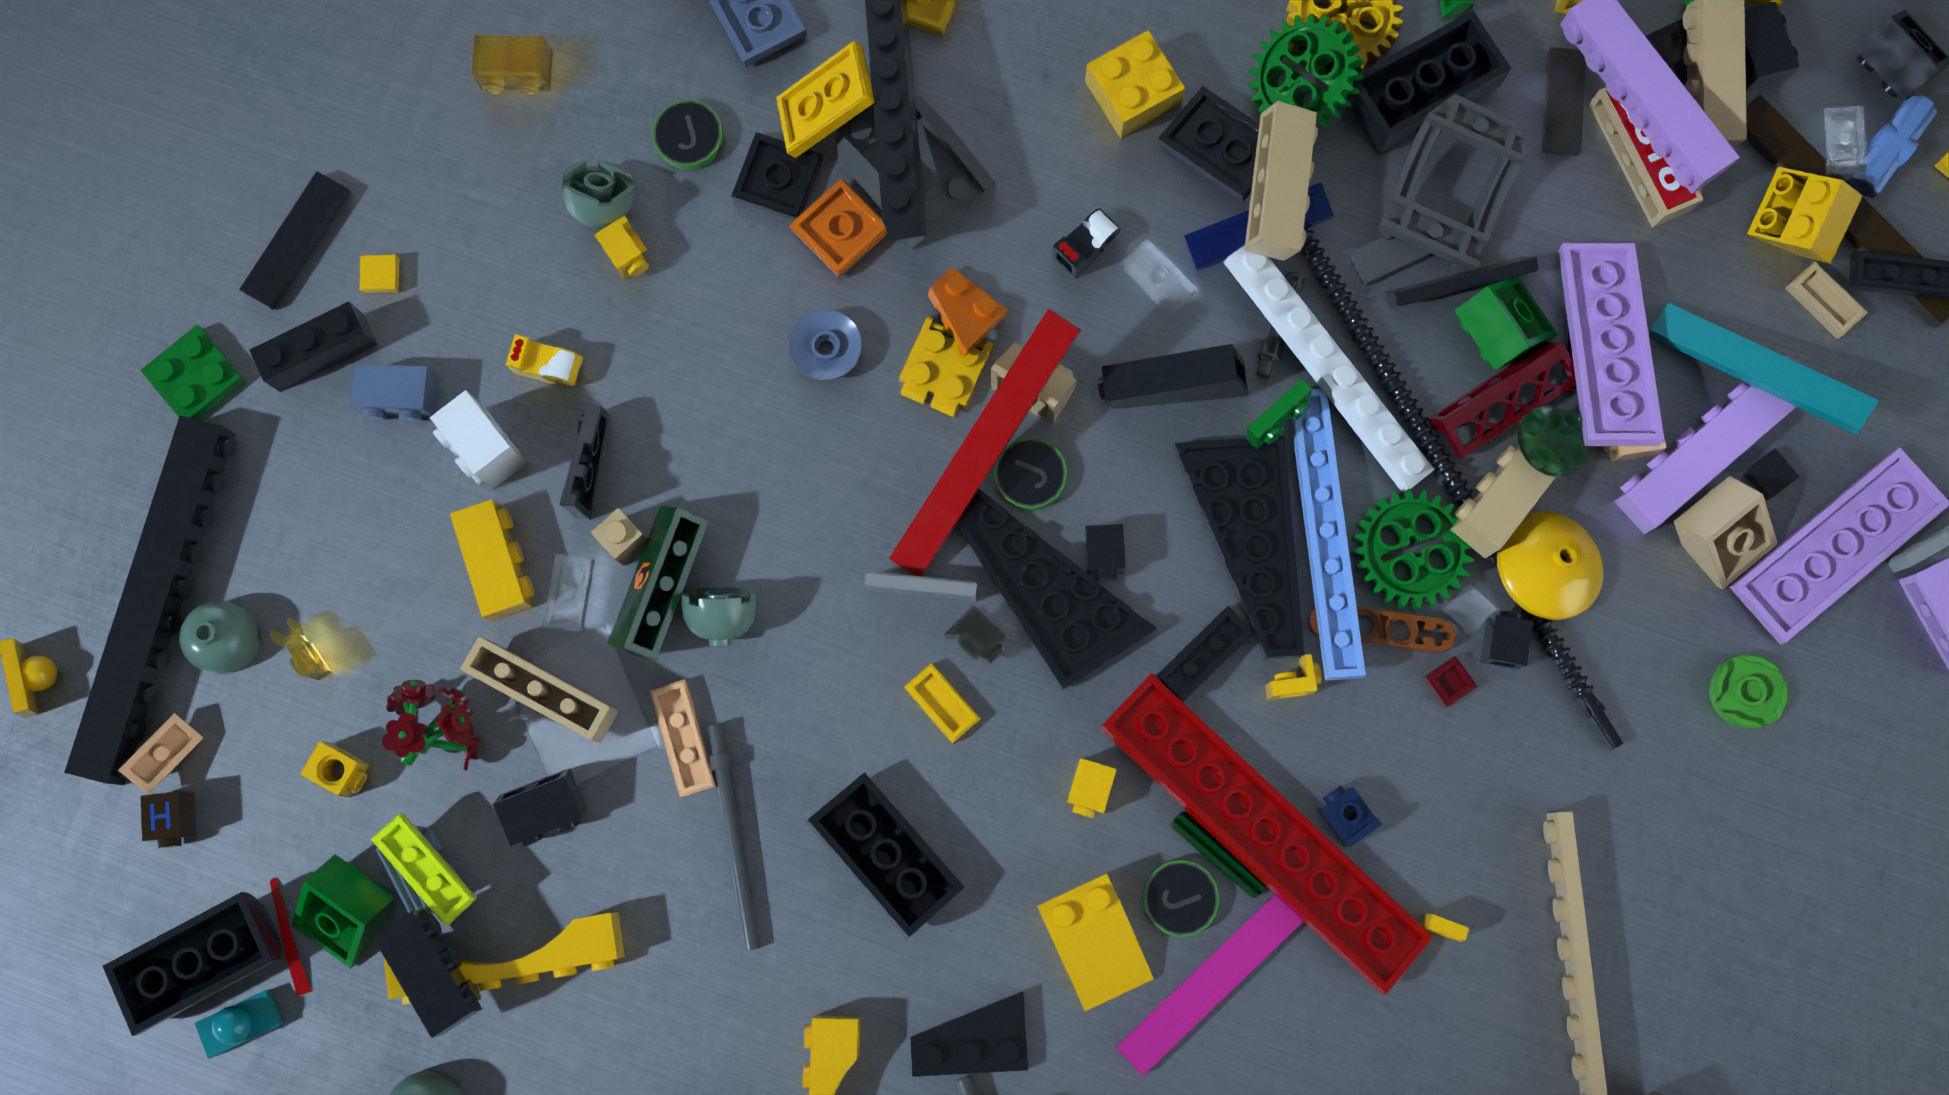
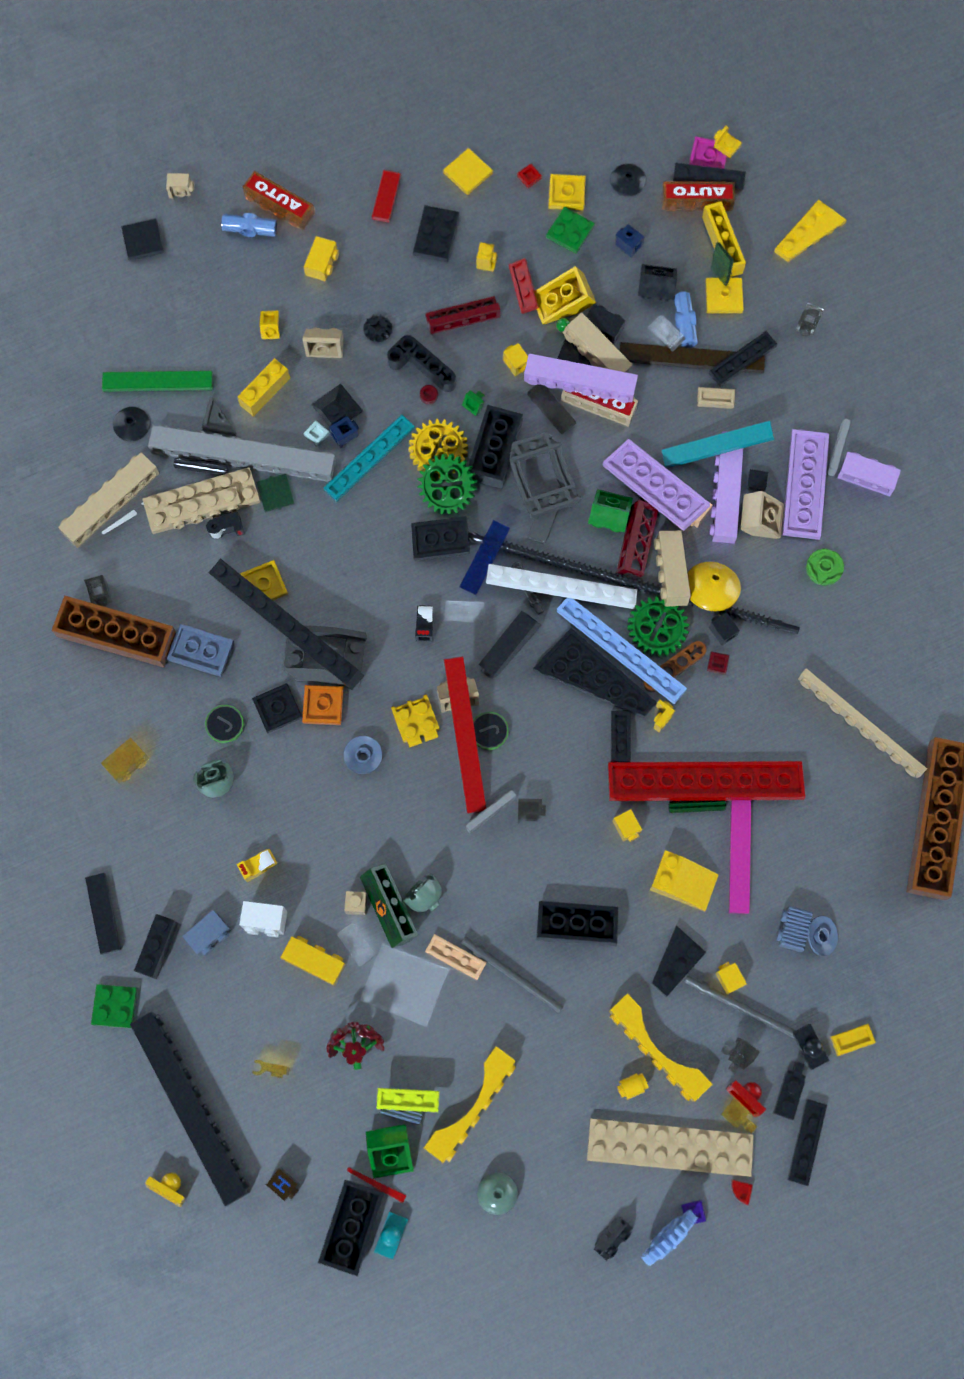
camera: 50 degrees left, 5 degrees down
(160, 754) = (255, 1162): light nougat plate -> none
(219, 637) = (232, 1096): sand green cylinder -> none
(321, 764) = (323, 1098): yellow brick -> none
(379, 274) = (152, 894): yellow tile -> none
(428, 972) = (450, 1134): black brick -> none
(539, 690) = (384, 989): tan brick -> none
(540, 808) = (428, 1035): black brick -> none
(585, 464) = (312, 888): black wing -> none
(623, 248) = (244, 792): yellow brick -> none
(825, 99) = (271, 660): yellow tile -> none
(942, 703) = (541, 848): yellow tile -> none
(965, 309) = (403, 691): orange wing -> none
(1055, 601) = (547, 770): black wing -> none
(1105, 551) = (546, 733): black brick -> none
(1134, 84) = (384, 546): yellow brick -> none
(1180, 898) = (699, 835): black tile -> none
(1281, 181) = (479, 533): tan brick -> none
(1290, 405) = (562, 628): green plate -> none
(1348, 831) = (734, 752): dark blue brick -> none
(1444, 927) = (802, 753): yellow tile -> none
(1462, 281) = (579, 510): black tile -> none
(1468, 610) = (699, 629): clear tile -> none
(1552, 441) = (670, 539): clear green dish -> none
(1805, 214) = (679, 373): yellow slope -> none

